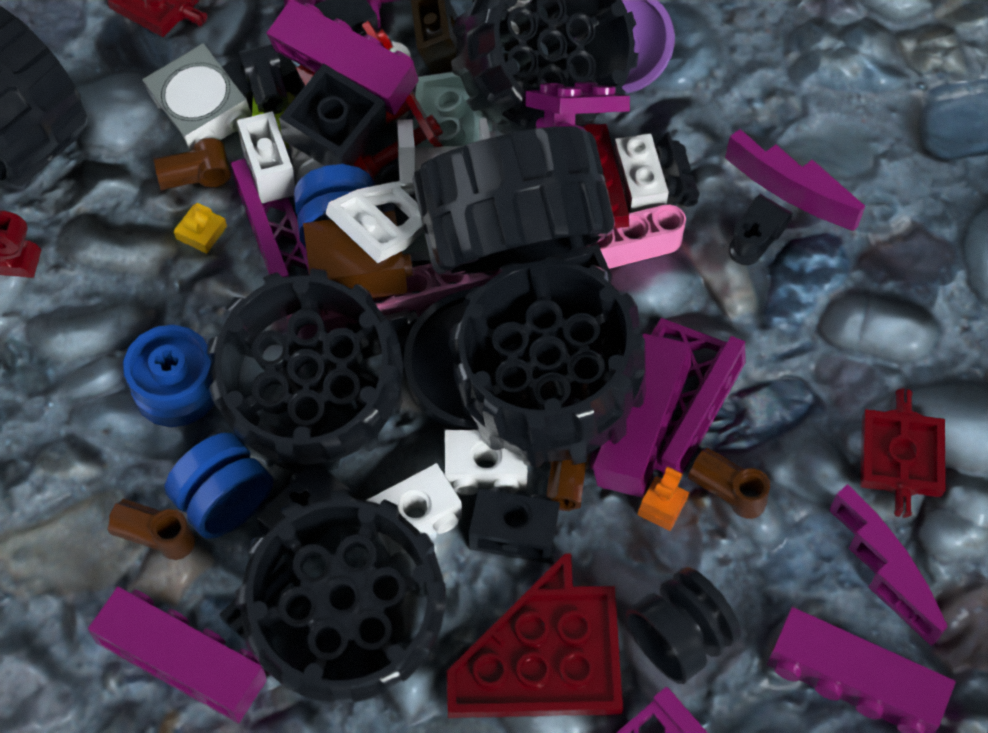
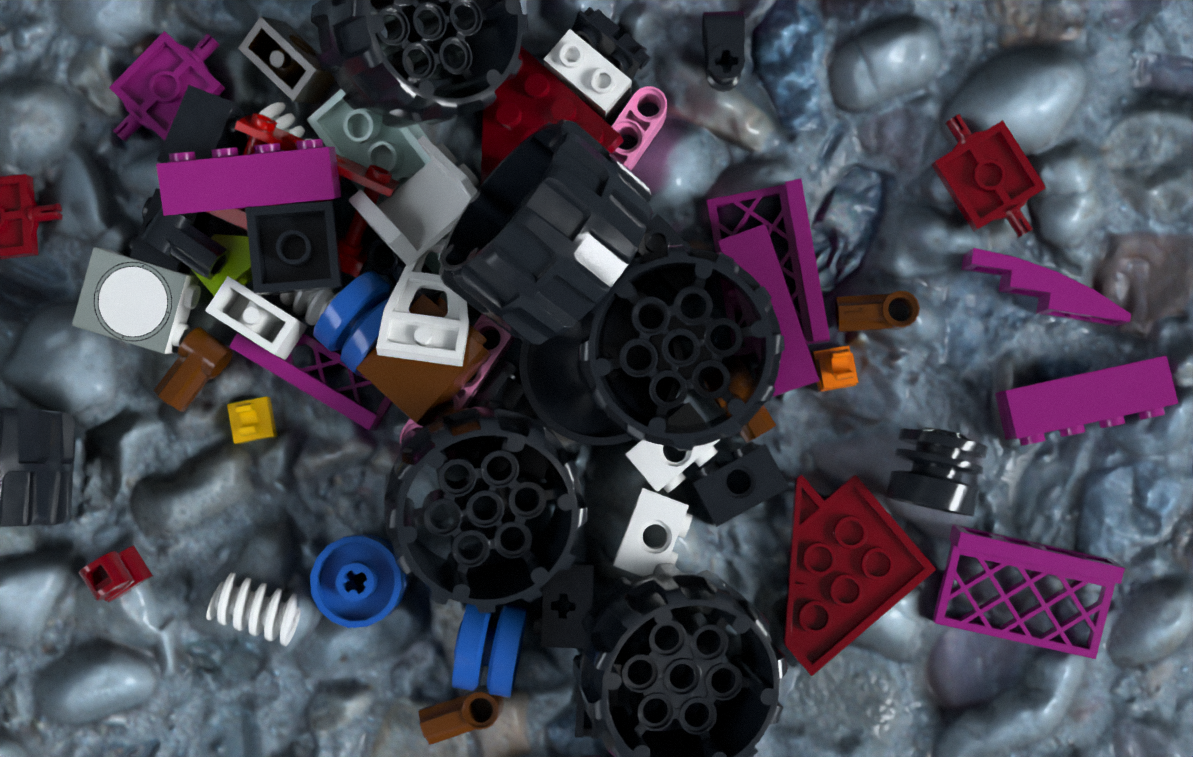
camera: 30 degrees left, 25 degrees up
(80, 341) = (254, 609): none -> white piece
(563, 103) = (512, 82): magenta plate -> none

